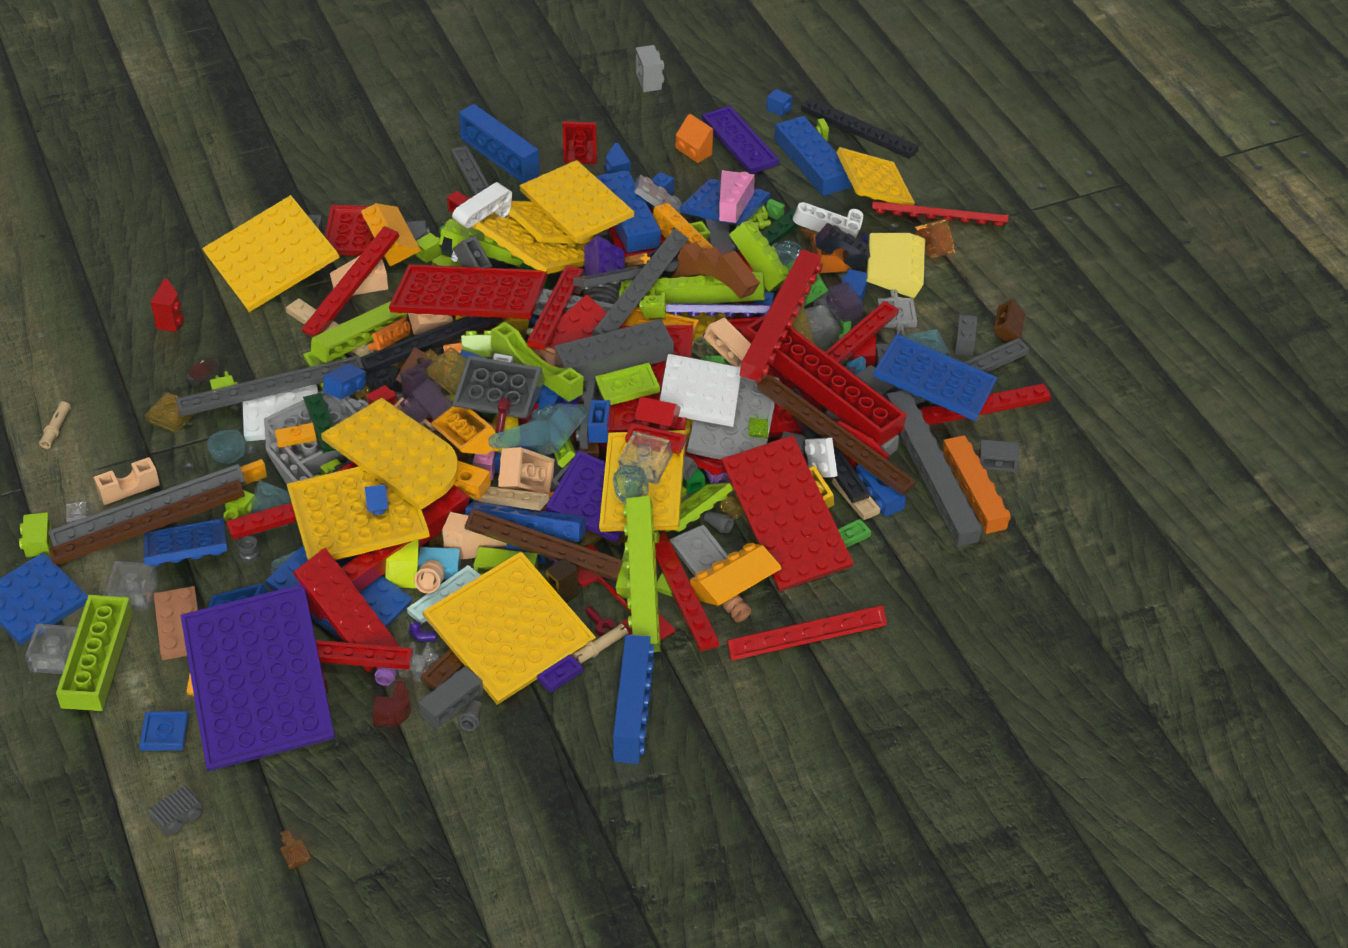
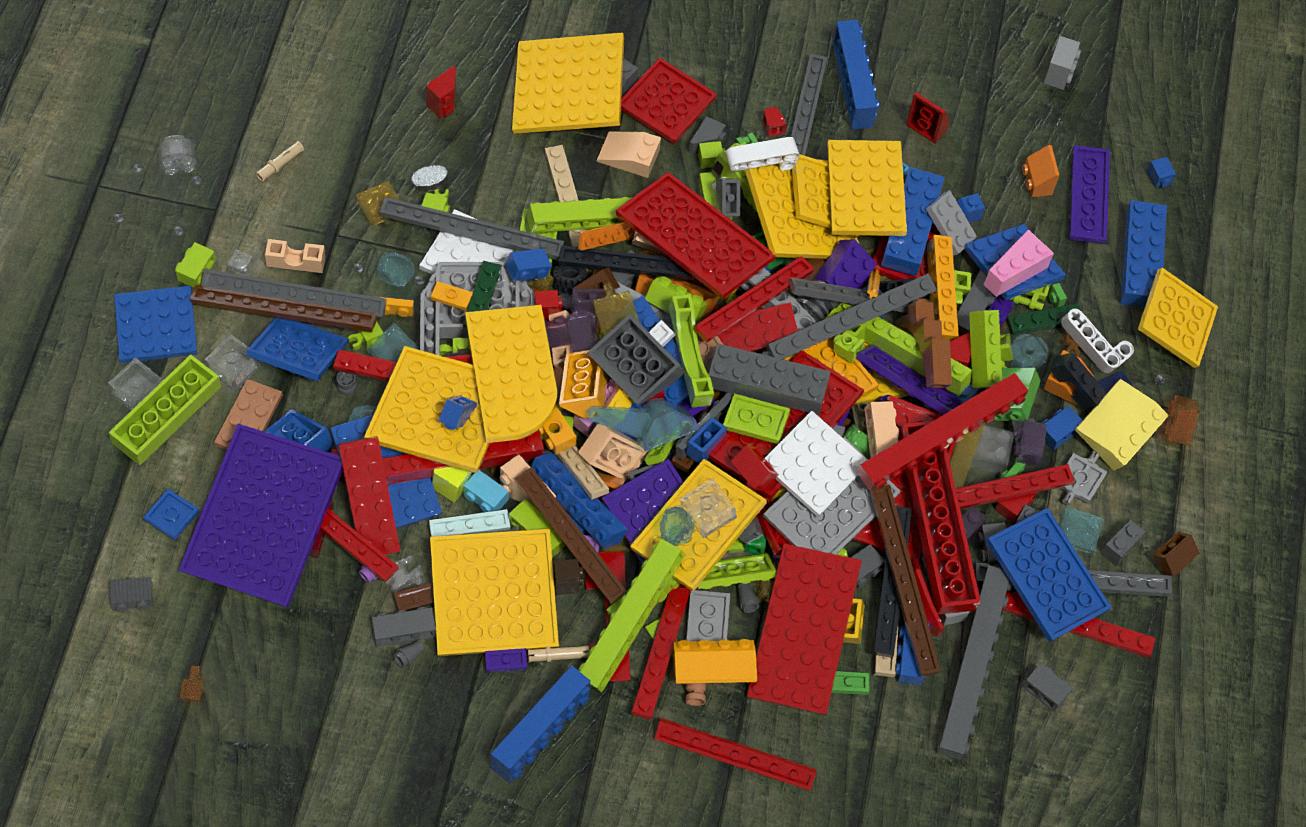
camera: 30 degrees right, 15 degrees up
(350, 282) = (609, 159): red plate -> none
(389, 216) = (683, 123): light orange slope -> none
(392, 710) = (352, 609): clear red brick -> none
(420, 635) = (423, 548): dark purple arm -> none
(429, 576) = (464, 503): light nougat wheel -> none
(504, 410) = (621, 385): dark red bar -> none
(601, 624) = (575, 634): dark red bar -> none
(616, 160) = (950, 155): blue slope -> none
(676, 440) = (736, 494): red plate -> none
(758, 428) = (841, 531): clear neon green tile -> none
(821, 454) = (877, 593): white plate -> none
(822, 128) = (1176, 229): lime plate -> none
(859, 363) = (994, 514): dark azure plate -> none
(860, 128) = (1219, 246): black plate -> none
(932, 213) = (1219, 396): red plate -> none
(976, 484) = (1001, 703): orange brick -> none

